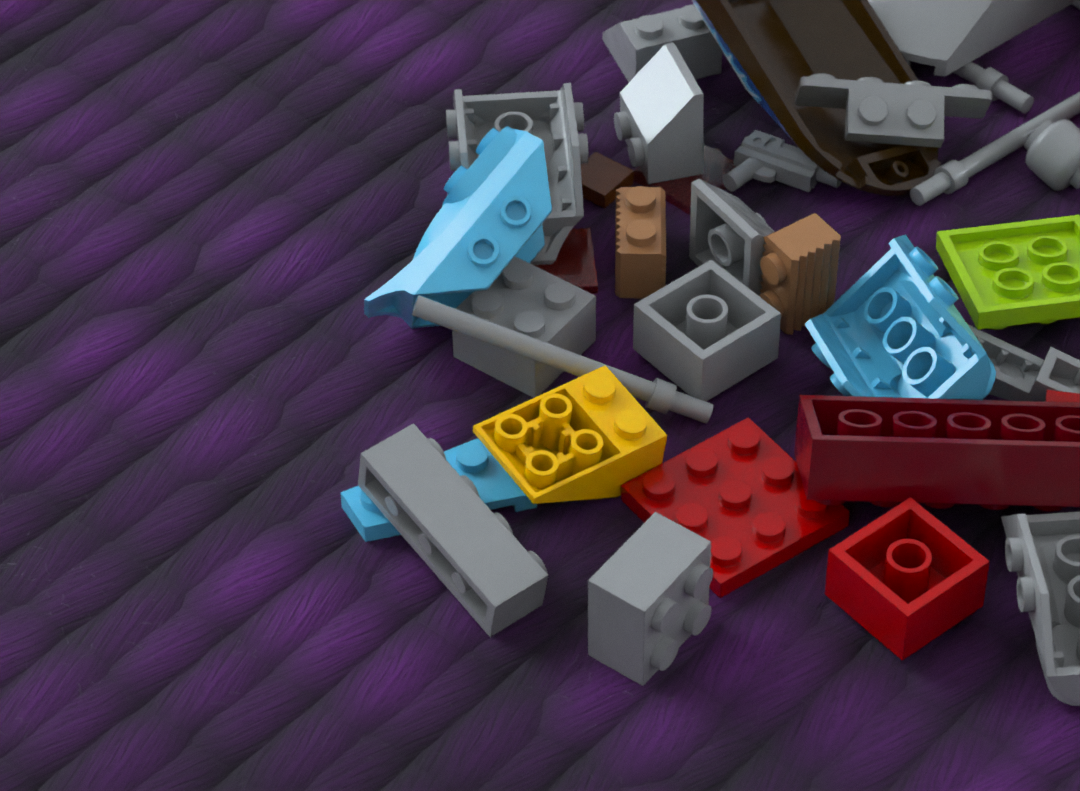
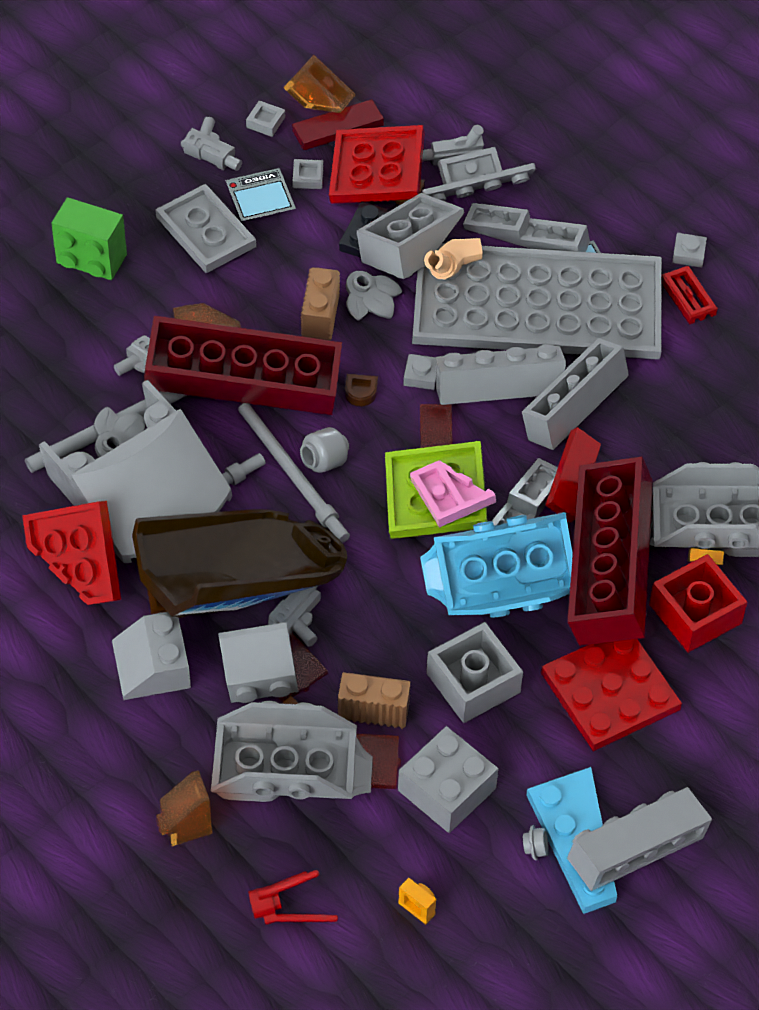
camera: 85 degrees left, 10 degrees up
(315, 184) = (266, 900): none -> red plant
(328, 316) = (417, 900): none -> light orange plate
(426, 89) = (185, 811): none -> clear orange slope
(444, 419) = (536, 842): none -> light grey plate
(484, 223) = (405, 778): medium azure slope -> none
(575, 440) = (572, 757): yellow slope -> none
(649, 599) = (712, 734): light grey brick -> none
(657, 394) = (519, 713): light grey bar -> none
(727, 233) = (394, 641): light grey slope -> none
(800, 271) = (434, 608): medium nougat brick -> none
(893, 111) = (281, 527): light grey bracket -> none
(1002, 596) = (694, 554): none -> light orange plate
(1007, 260) = (449, 493): none -> bright pink wing

